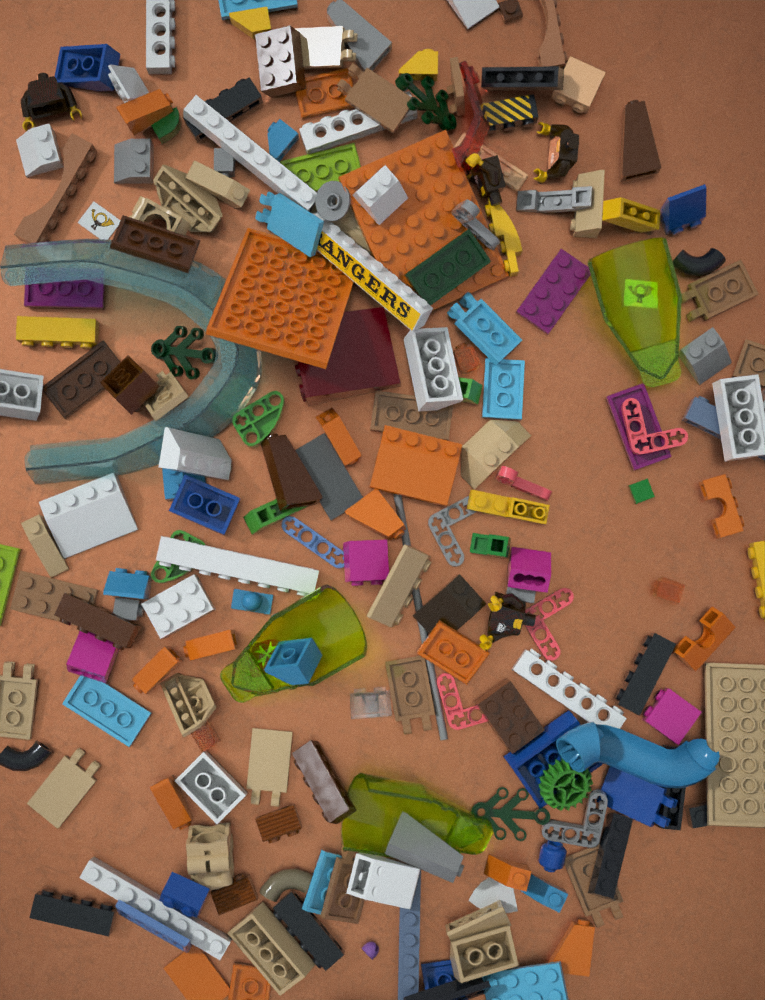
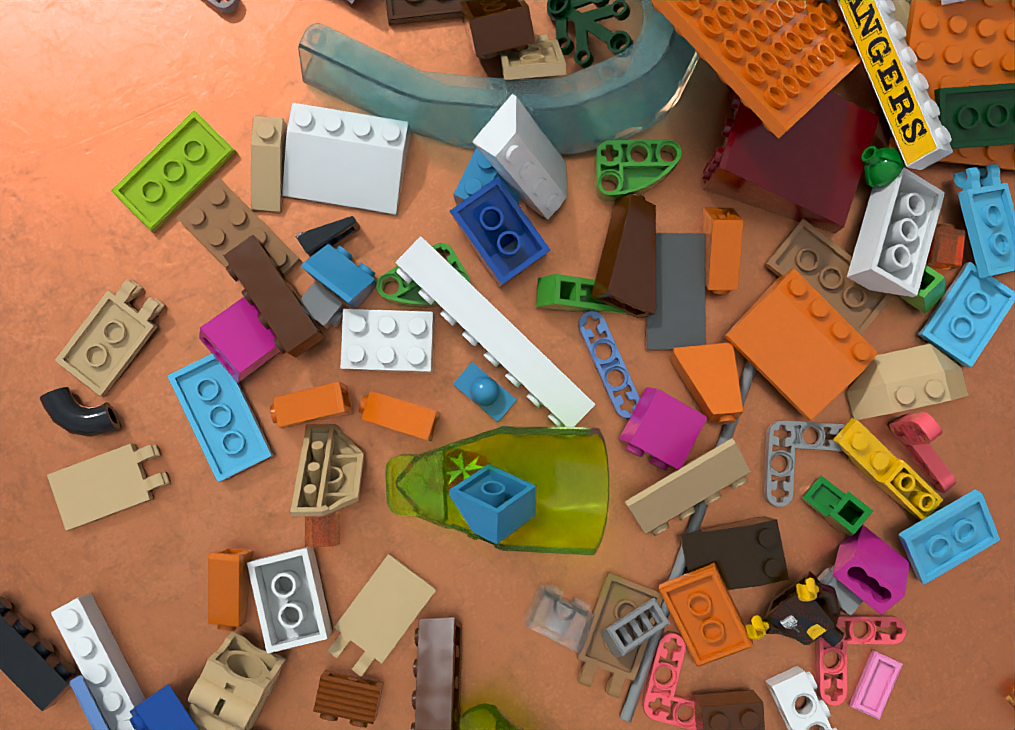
camera: 30 degrees right, 0 degrees up
(102, 570) = (330, 234): none -> black slope
(399, 335) = (882, 165): none -> green piece
(414, 701) = (614, 642): none -> light grey slope
(564, 524) = (949, 536): none -> medium azure plate
(574, 633) = (875, 684): none -> bright pink tile

